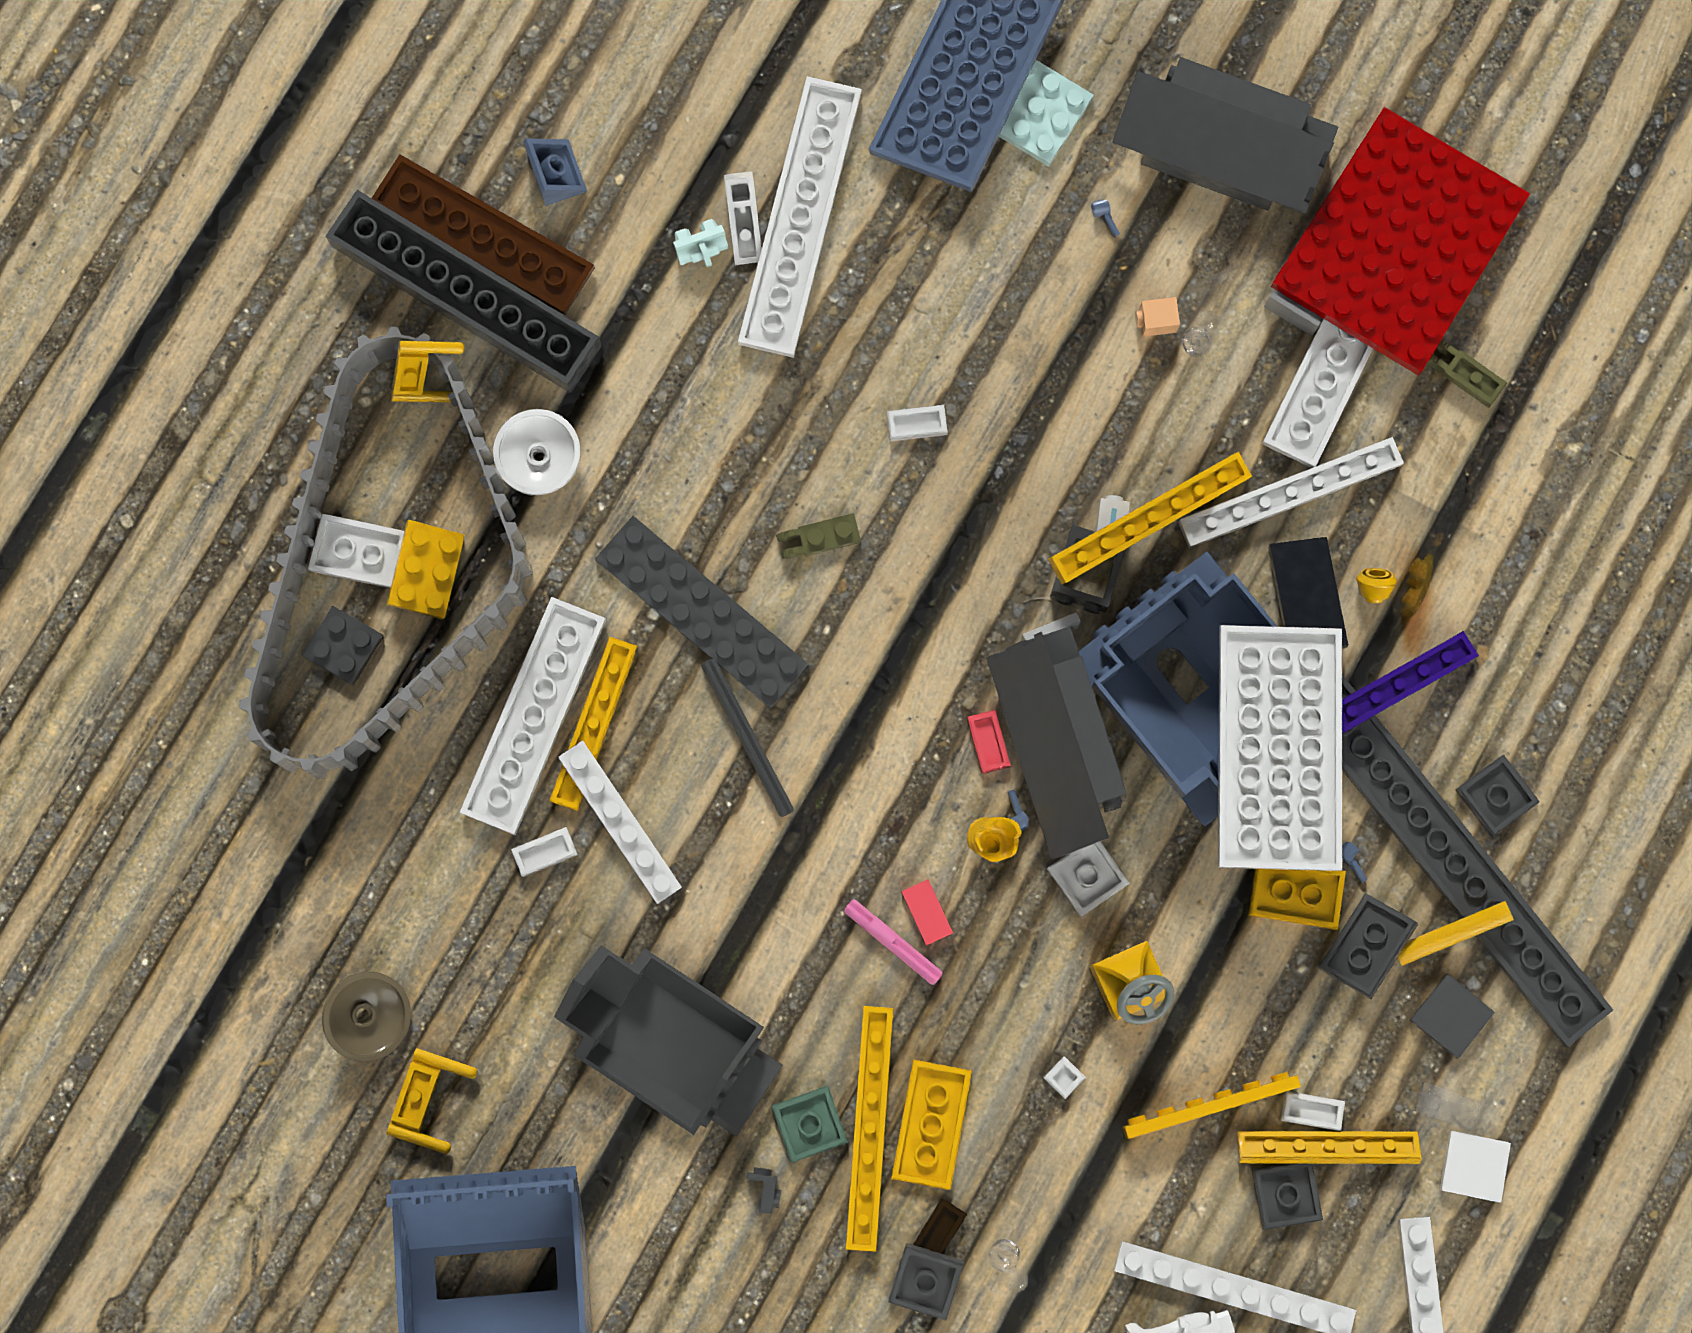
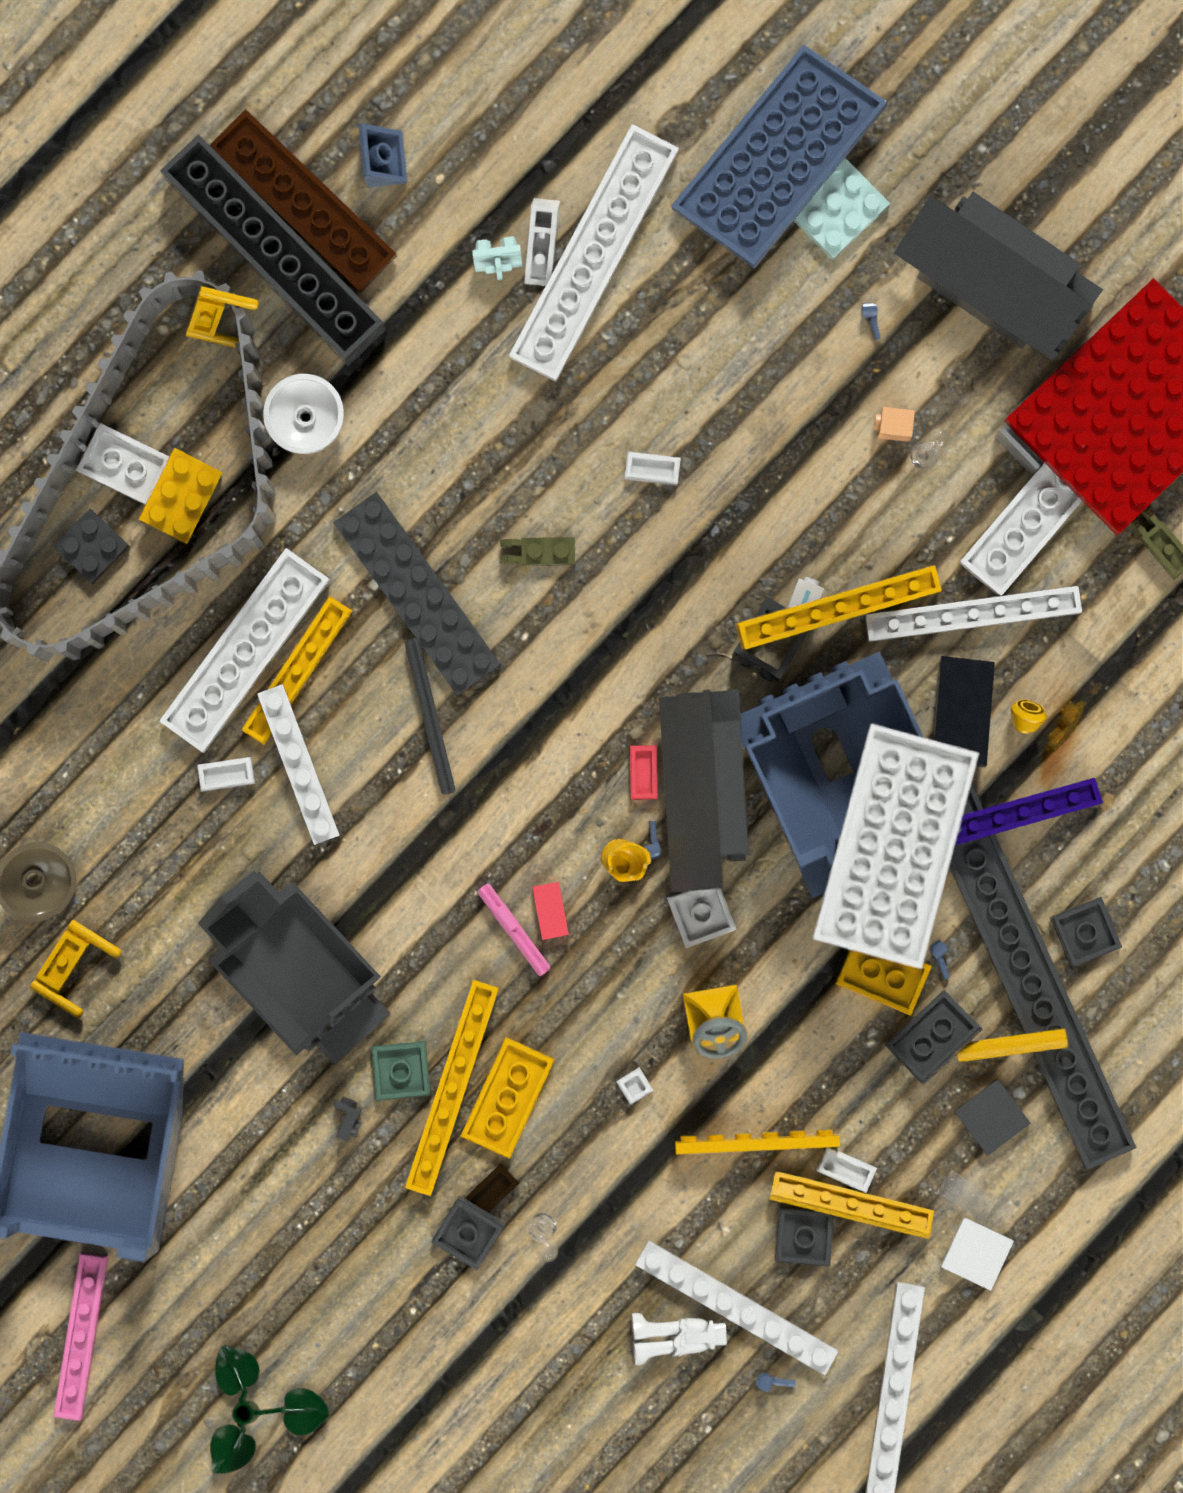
camera: 20 degrees right, 5 degrees up
(1069, 621) = (733, 684): white tile -> none

